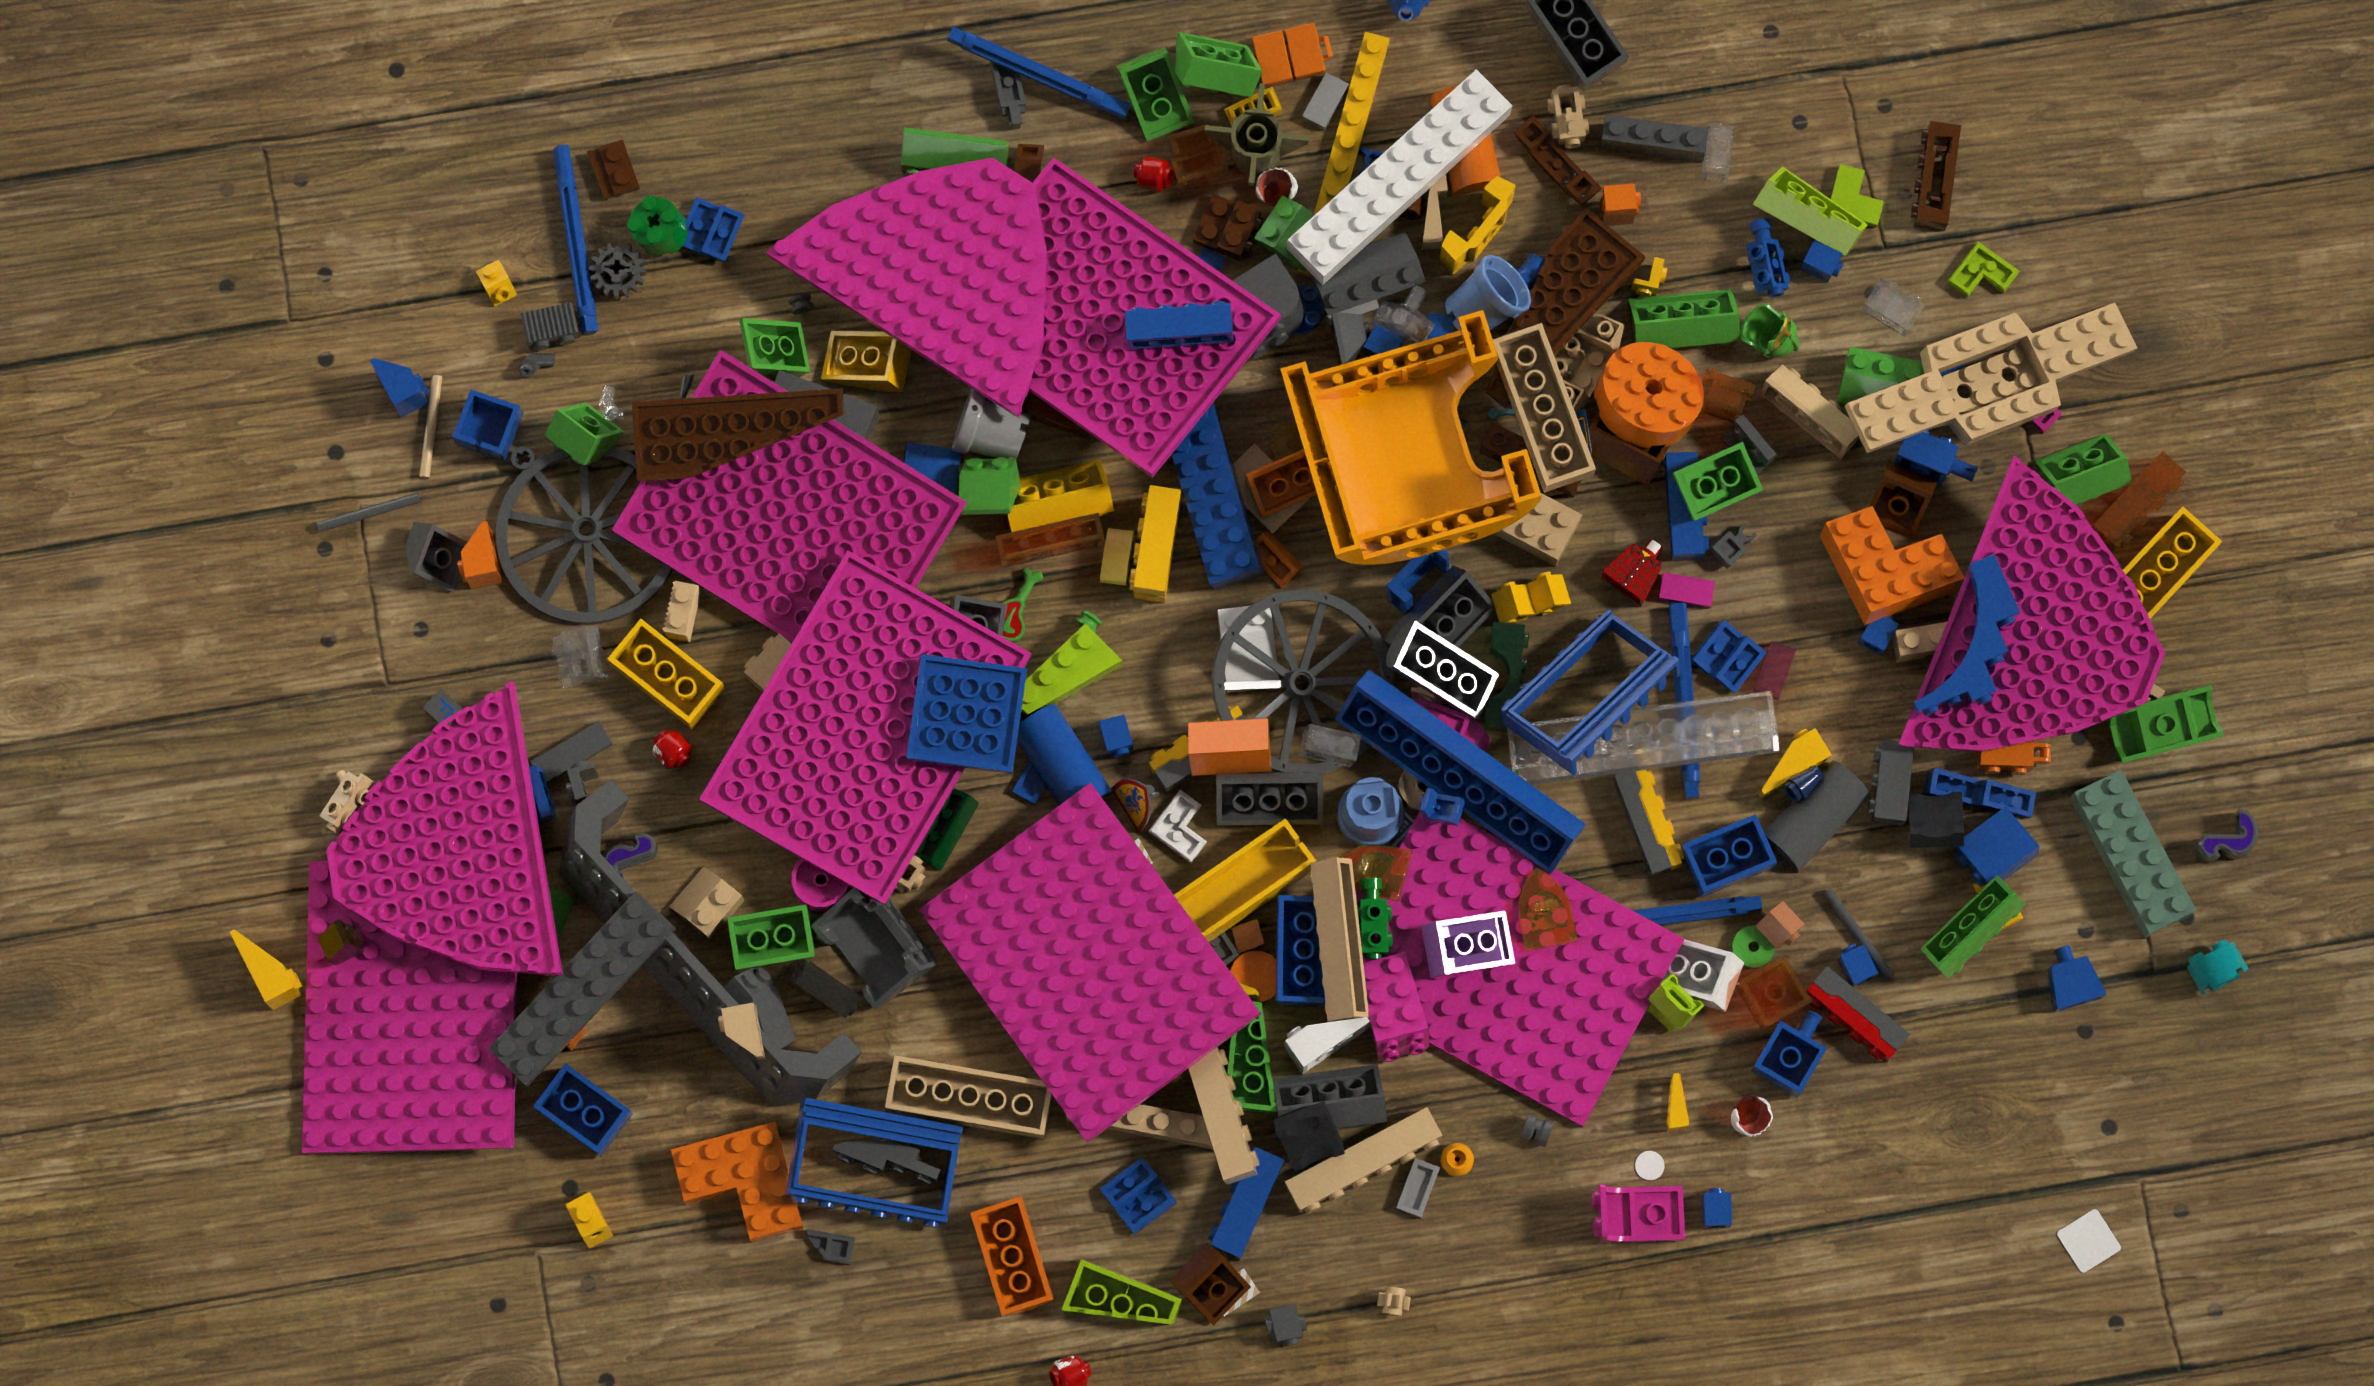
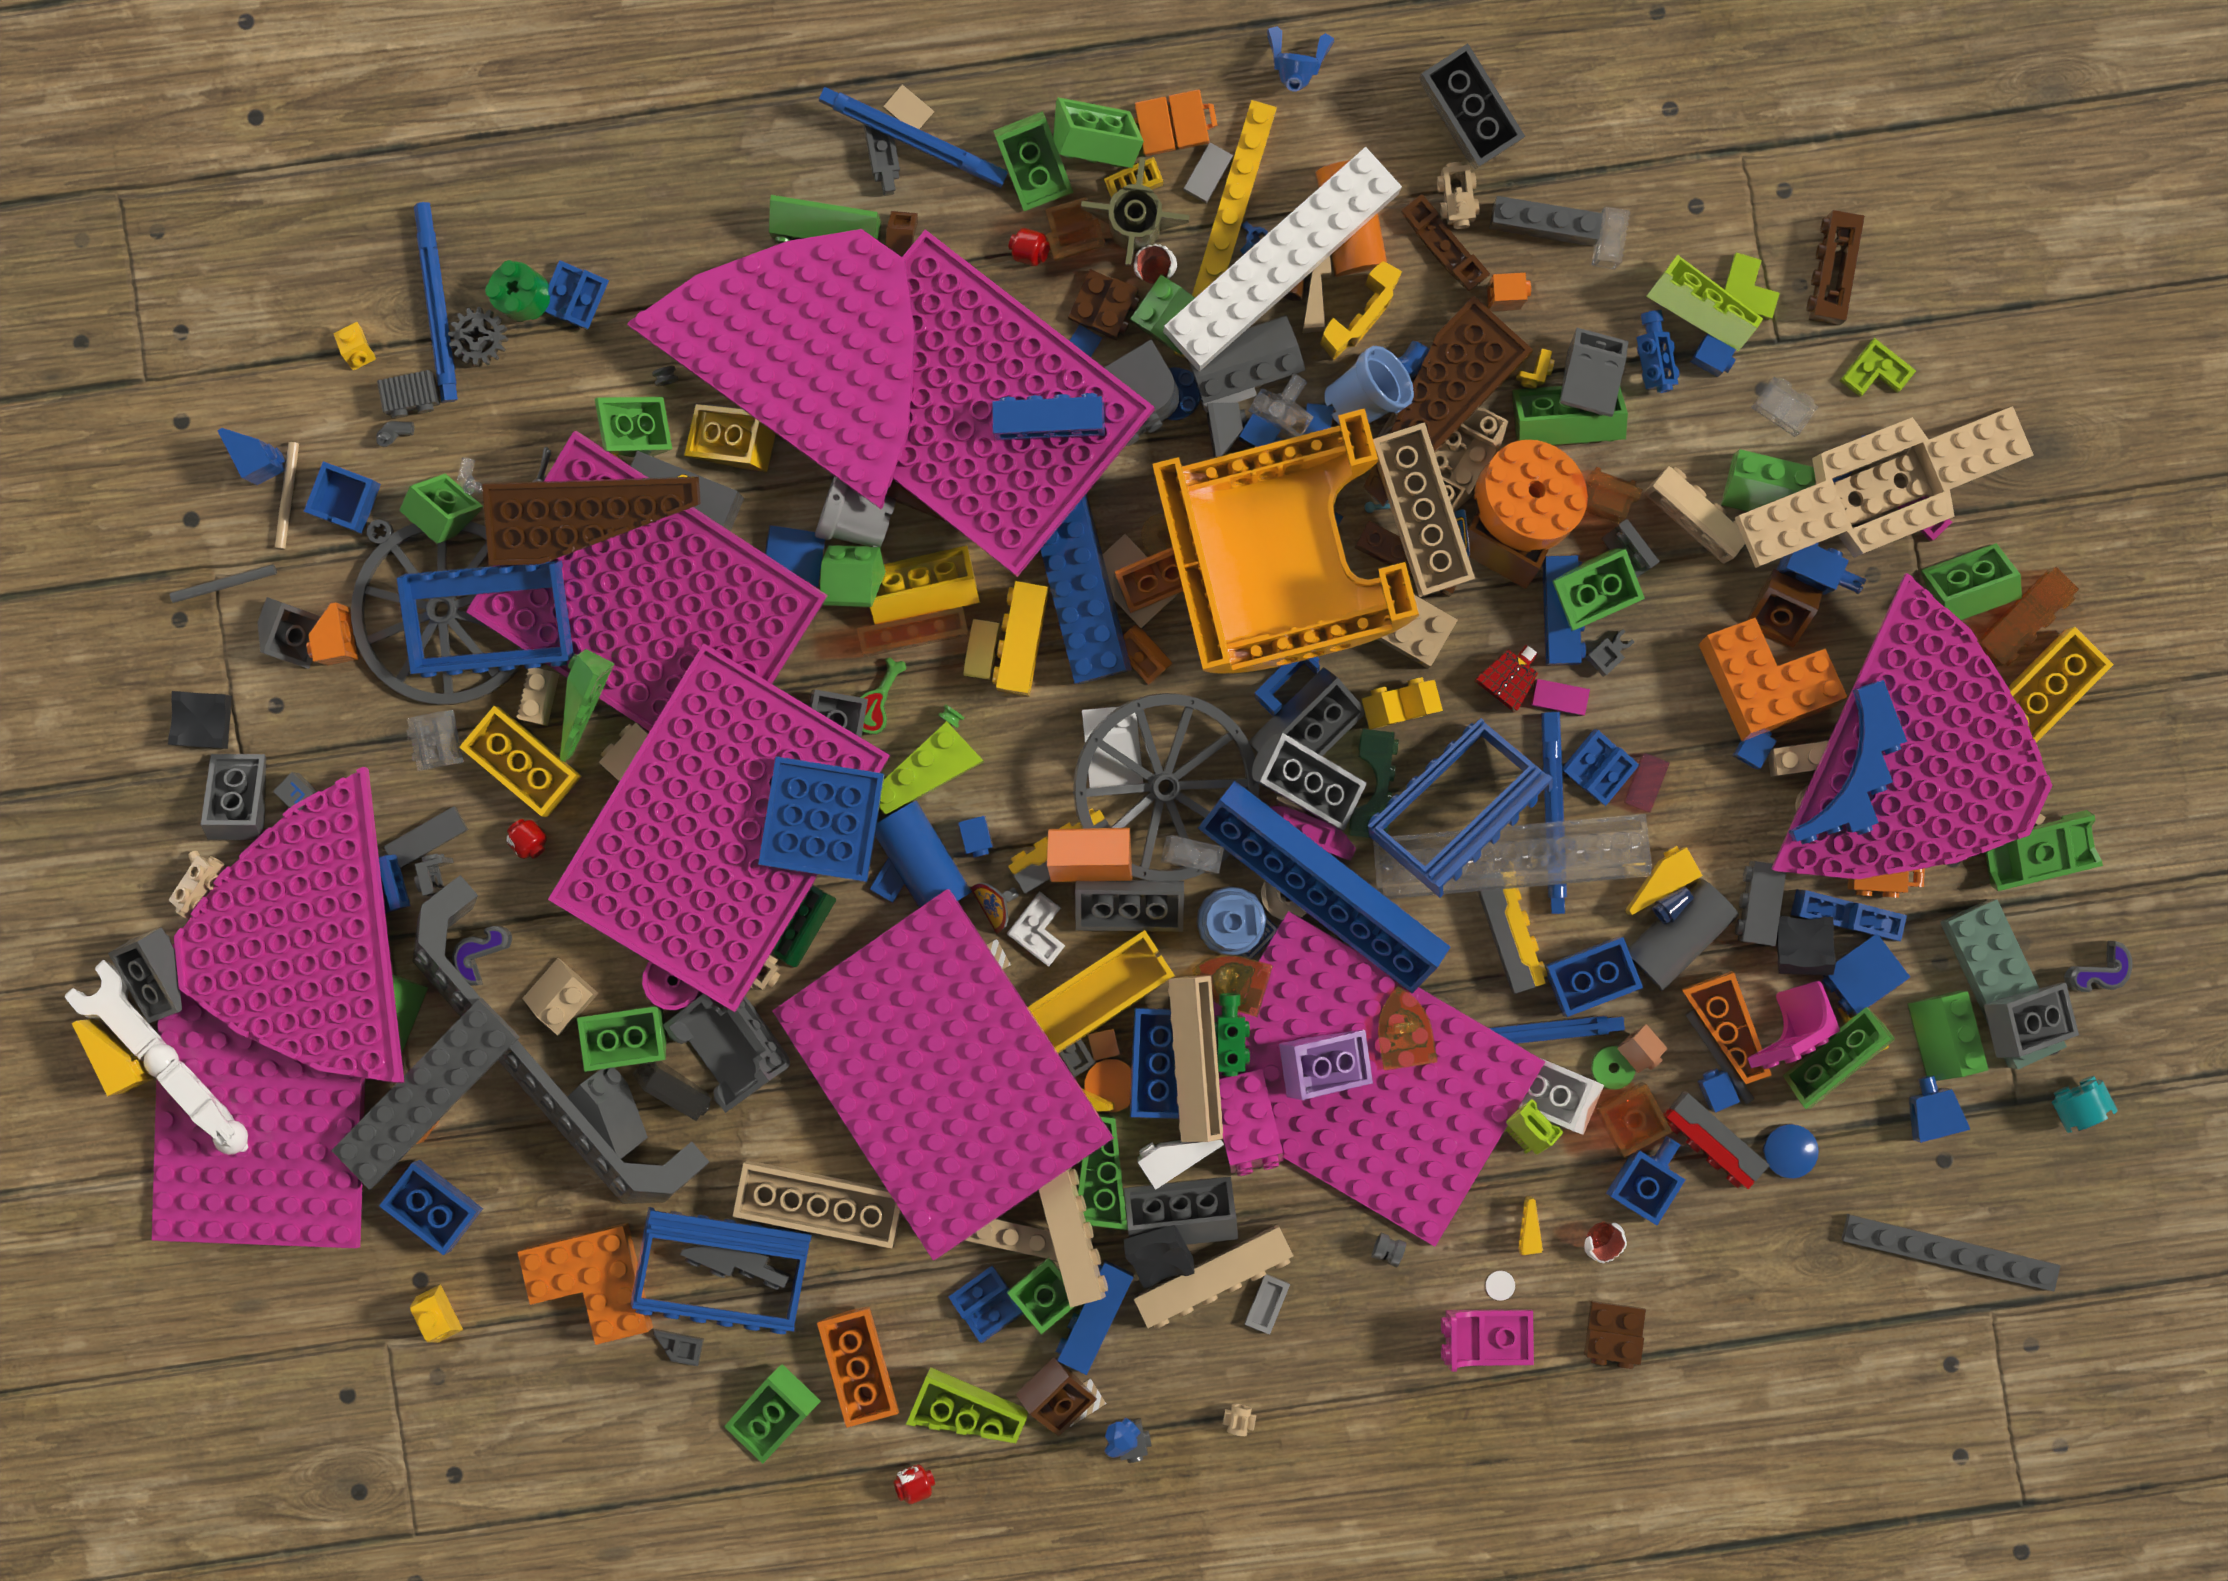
camera: 10 degrees right, 10 degrees up
(303, 888) = (150, 973): none -> dark grey slope
(313, 969) = (159, 1059): none -> white piece
(341, 942) = (187, 1034): dark brown slope -> none
(348, 642) = (200, 720): none -> black brick
(383, 717) = (235, 797): none -> dark grey slope
(613, 170) = (476, 229): reddish brown plate -> none
(626, 499) = (481, 581): none -> blue window
(729, 599) = (583, 689): none -> bright green wedge
(743, 1027) = (586, 1145): tan slope -> none
(925, 1308) = (772, 1413): none -> bright green slope
(1032, 46) = (908, 108): none -> tan sticker
(1194, 1178) = (1042, 1295): none -> bright green slope
(1277, 1314) = (1121, 1438): none -> blue rock
(1441, 808) = (1303, 924): blue bracket -> none
(1448, 1159) = (1305, 1267): light orange plate -> none
(1705, 276) = (1593, 372): none -> dark grey slope
(1716, 1209) = (1566, 1335): blue brick -> none
(1765, 1208) = (1615, 1334): none -> reddish brown plate
(1769, 332) = (1657, 430): bright green helmet -> none
(1864, 897) = (1728, 1020): none -> orange wedge
(1932, 1024) = (1791, 1151): none -> blue dish
(1939, 890) = (1807, 1025): none -> dark pink bracket
(2081, 906) = (1948, 1036): none -> bright green slope
(2089, 1240) = (1937, 1373): white sticker -> none
(2095, 1120) = (1950, 1252): none -> dark grey plate
(2158, 881) = (2031, 1020): none -> dark grey slope

